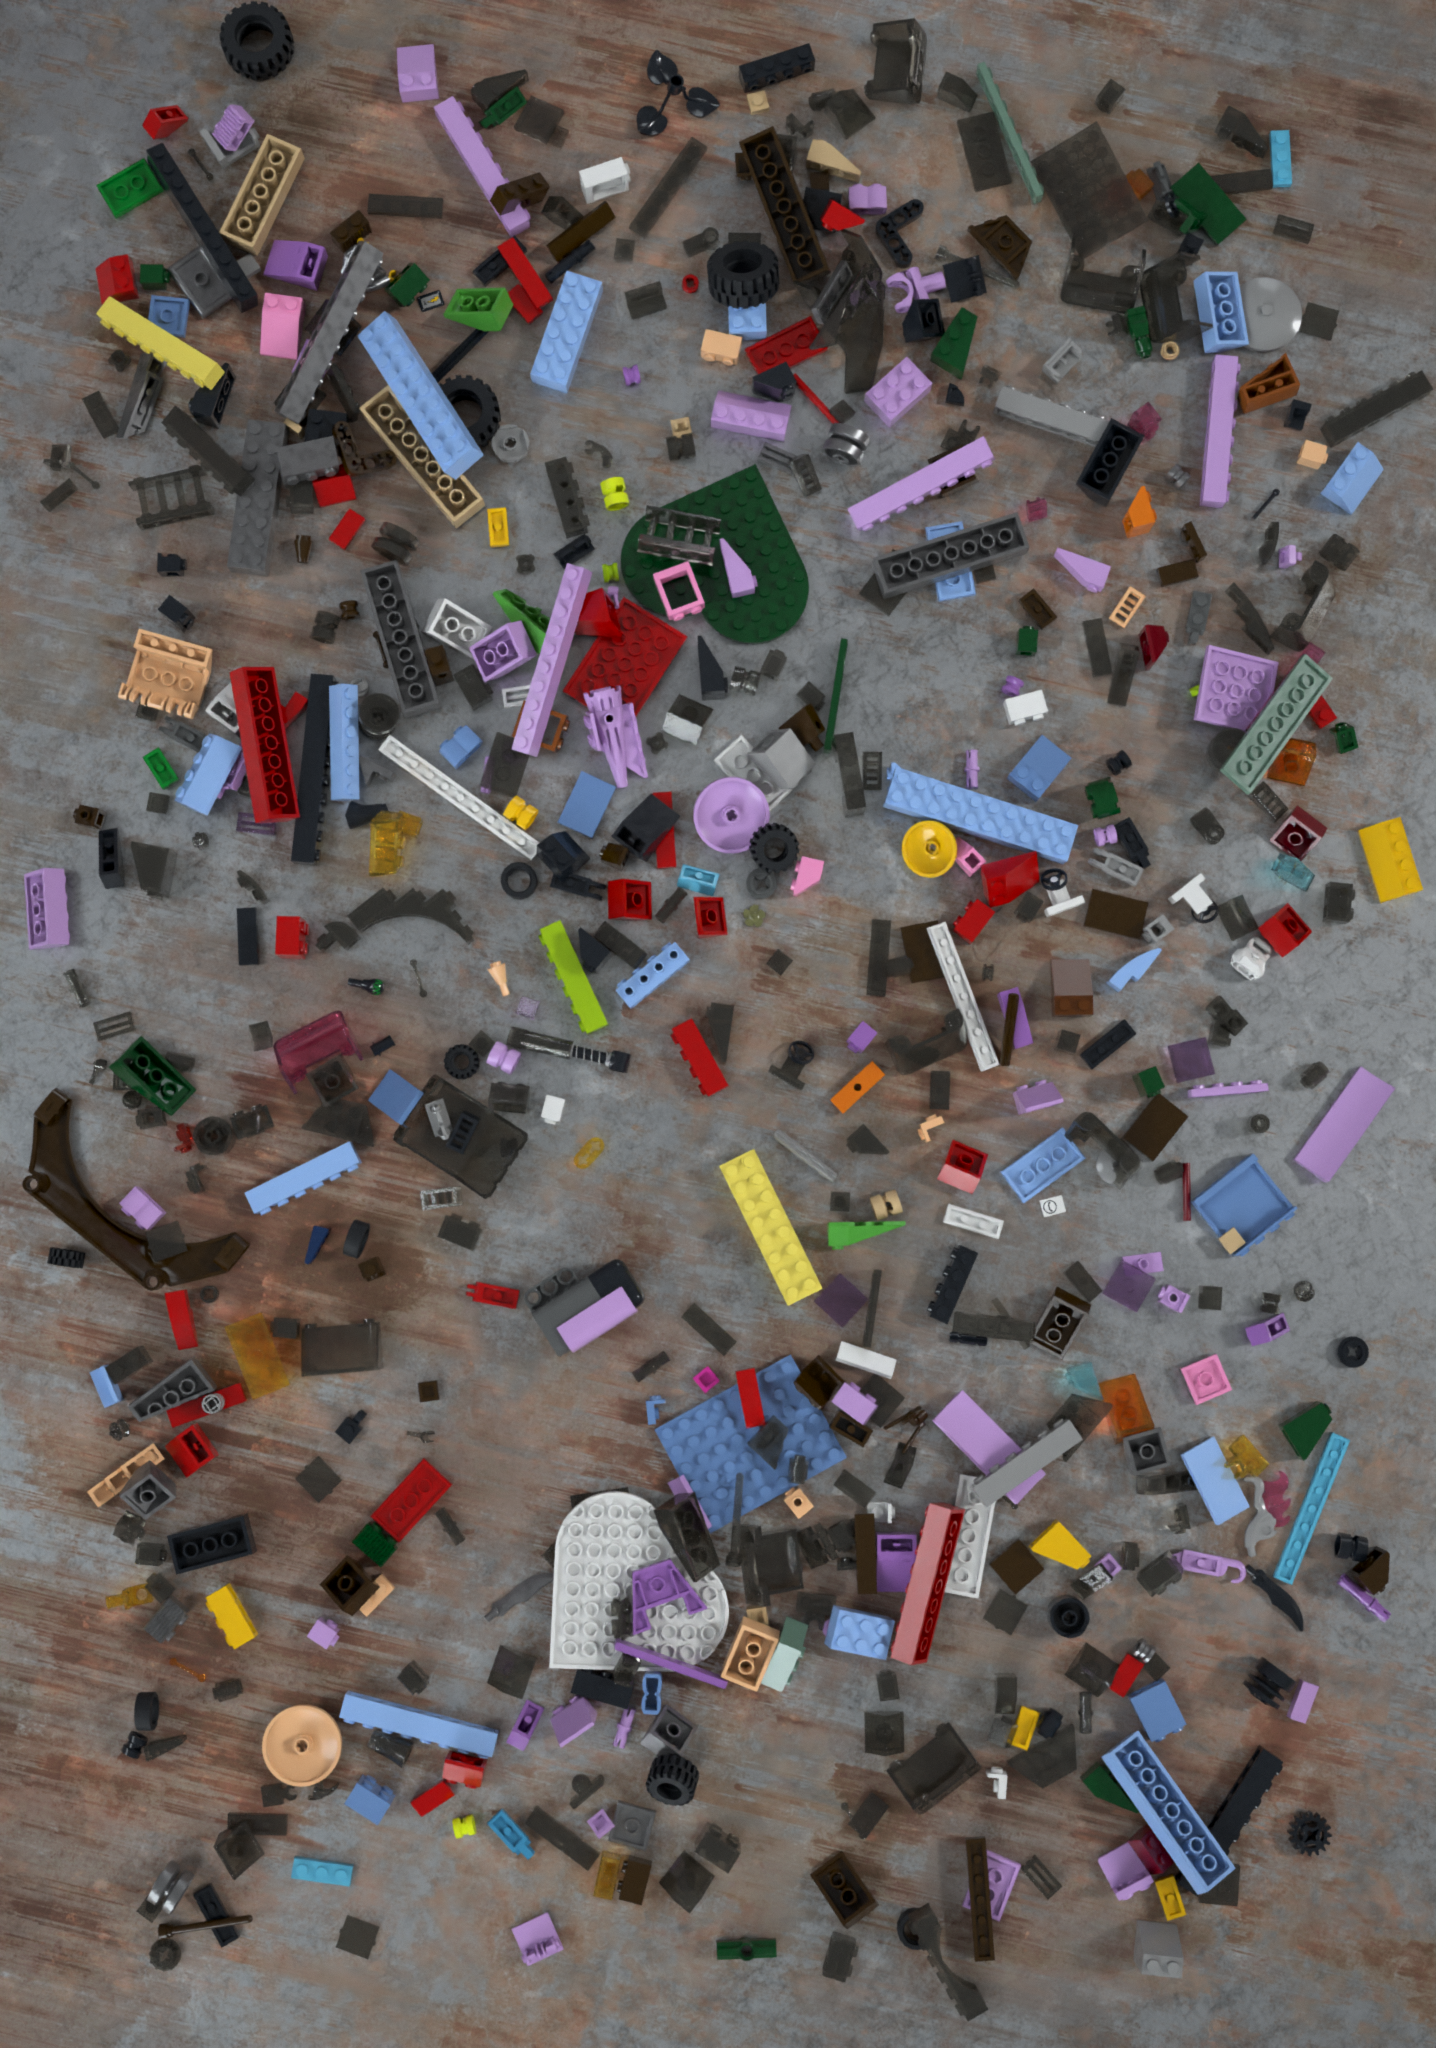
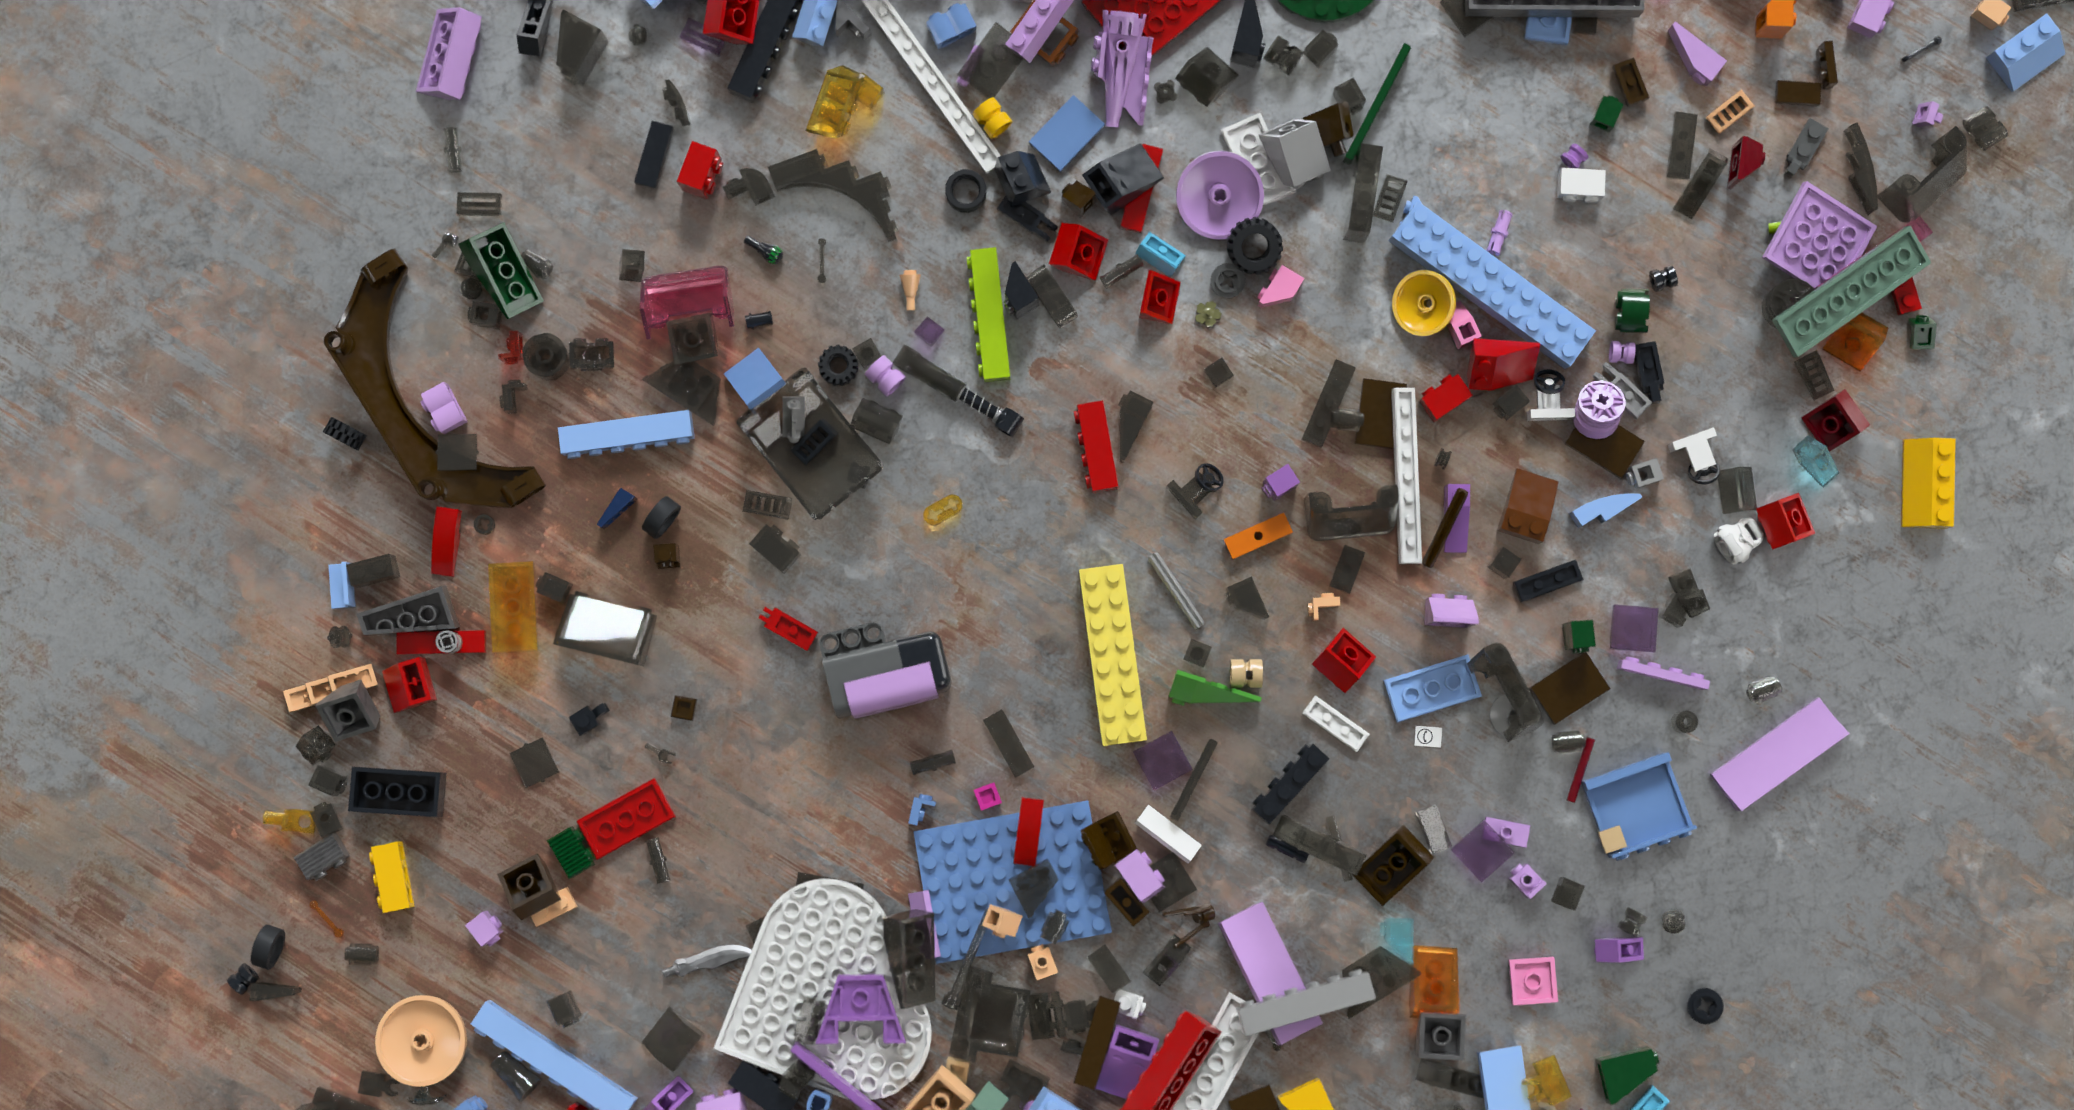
camera: 25 degrees right, 0 degrees up
(360, 815) = (817, 63): black piece -> none
(553, 1109) = (919, 449): white brick -> none
(653, 975) = (1076, 340): light blue brick -> none
(753, 1480) = (1002, 921): none -> light nougat brick
(1038, 768) = (1573, 255): medium blue slope -> none
(1102, 889) = (1599, 409): none -> lavender wheel
(1207, 824) = (1738, 376): clear smoke piece -> none
(1268, 547) = (1909, 96): clear smoke slope -> none
(1338, 903) = (1854, 510): clear smoke brick -> none

